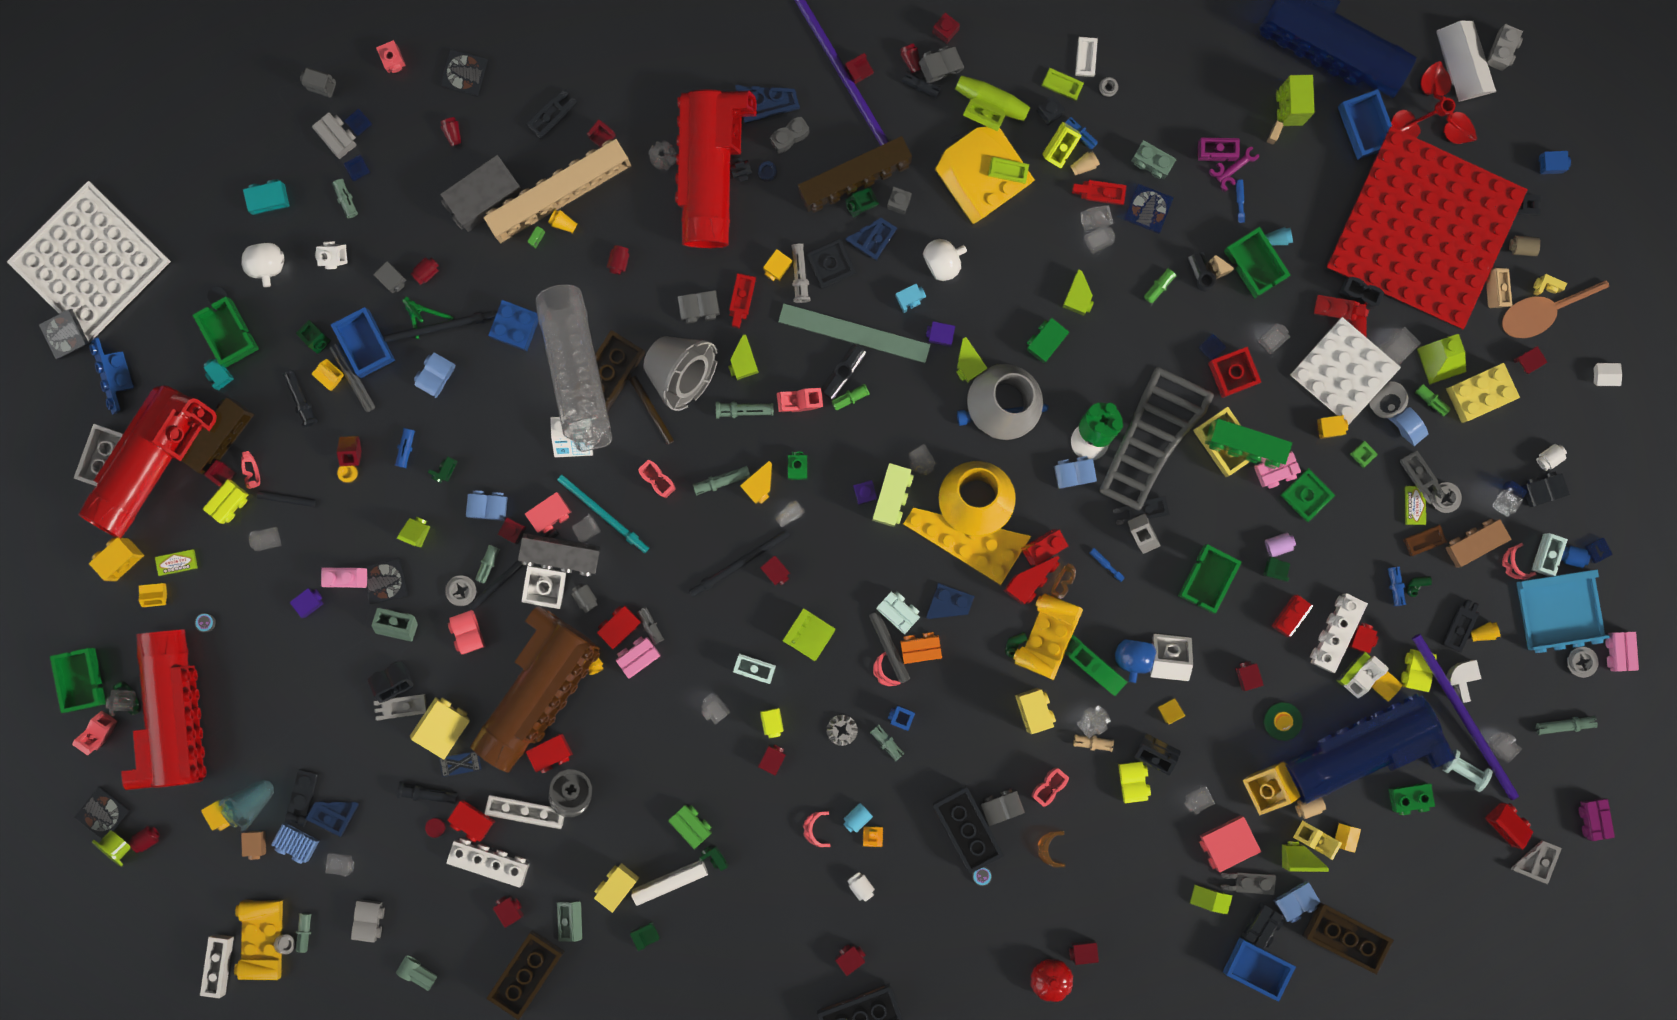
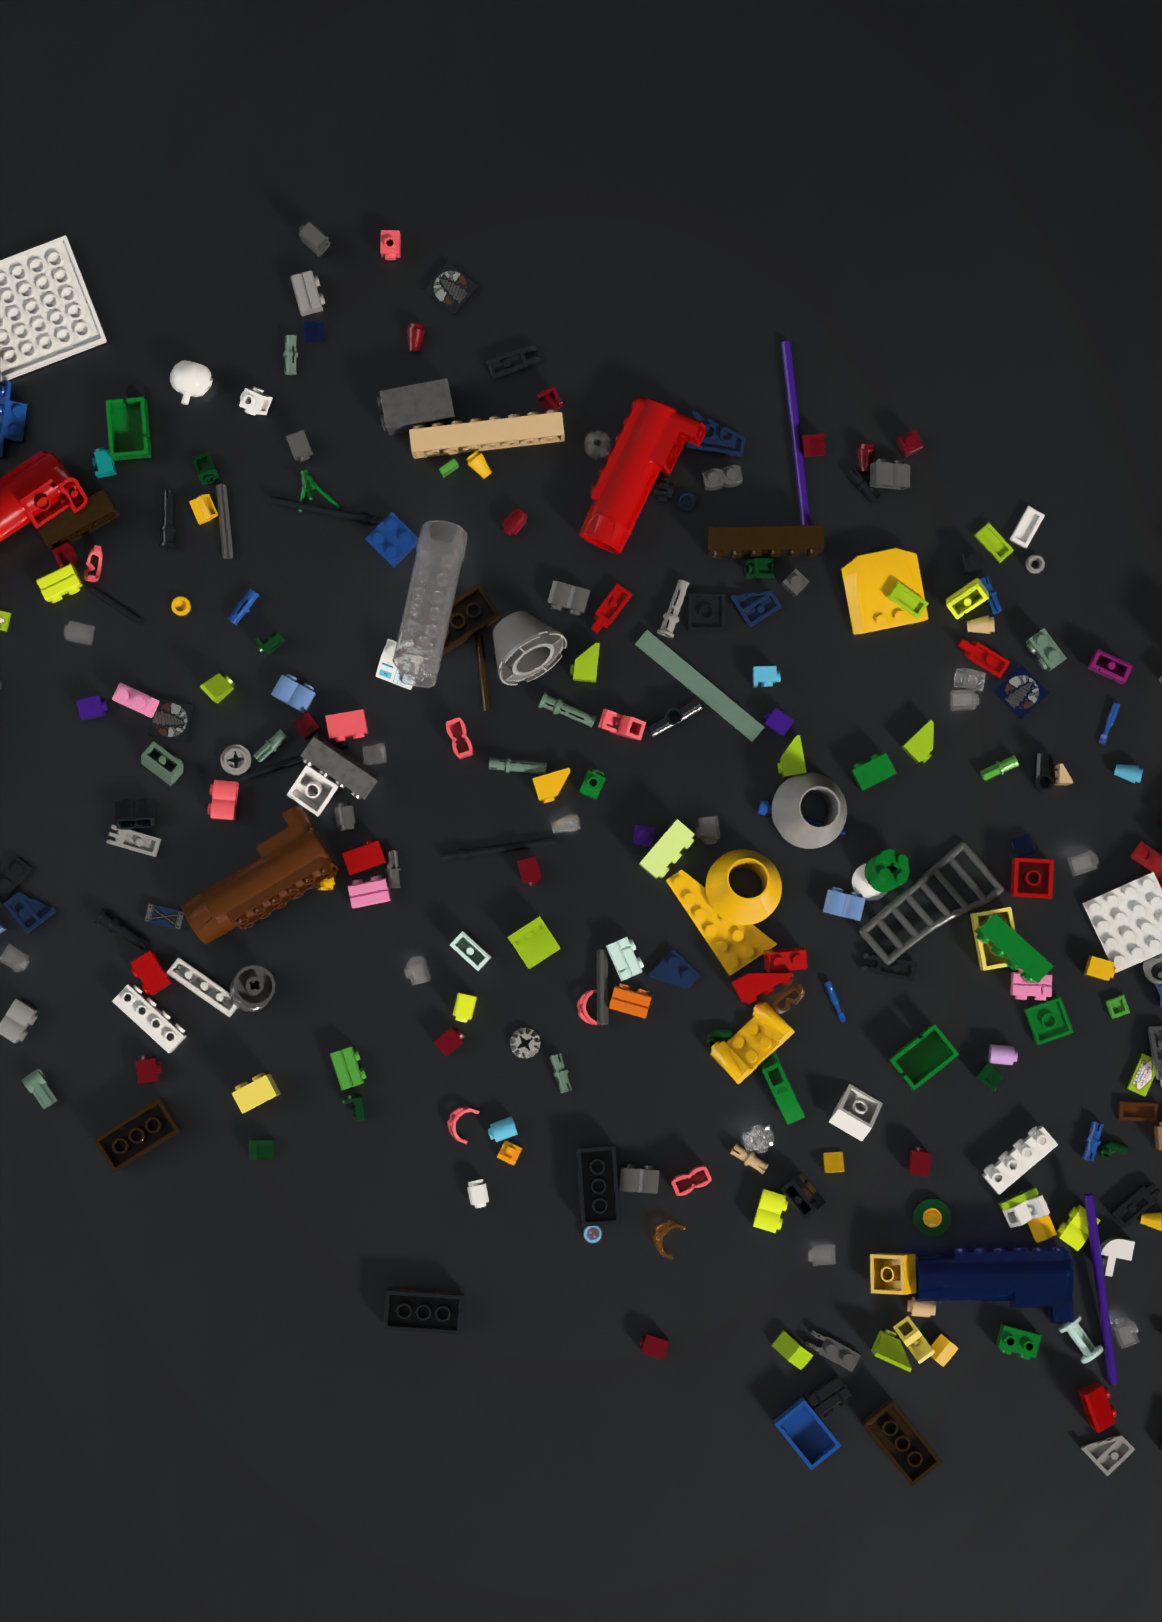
camera: 30 degrees right, 0 degrees up
(266, 197) = (220, 322): teal brick -> none
(349, 451) = (191, 587): dark red brick -> none
(358, 122) = (333, 290): clear blue tile -> none
(363, 342) = (248, 494): blue piece -> none
(425, 270) = (334, 453): dark red brick -> none
(434, 375) = (299, 552): medium blue brick -> none
(435, 827) = (116, 964): dark red tile -> none
(440, 727) = (161, 875): light yellow brick -> none
(549, 753) = (249, 944): red brick -> none
(569, 921) = (199, 1104): sand green slope -> none
(631, 538) = (412, 781): teal bar -> none
(669, 882) = (305, 1110): white brick -> none
(777, 266) = (656, 592): yellow brick -> none
(850, 397) = (669, 742): bright green axle -> none
(850, 958) = (439, 1254): dark red brick -> none
(901, 717) = (584, 1055): blue brick -> none
(943, 259) = (811, 654): white piece -> none
(990, 104) = (918, 531): lime plate -> none
(1035, 710) = (708, 1104): light yellow brick -> none
(1052, 980) = (613, 1357): red piece -> none
(1135, 657) = (822, 1098): blue piece -> none
(1143, 533) = (881, 988): light grey slope -> none
(1223, 176) = (1104, 693): magenta bar -> none
(1229, 844) = (831, 1307): coral brick -> none
(1257, 262) = (1098, 786): green piece -> none
(1292, 615) = (983, 1124): red brick -> none
(1297, 901) = (870, 1387): medium blue brick -> none
(1364, 638) = (1040, 1175): red brick -> none

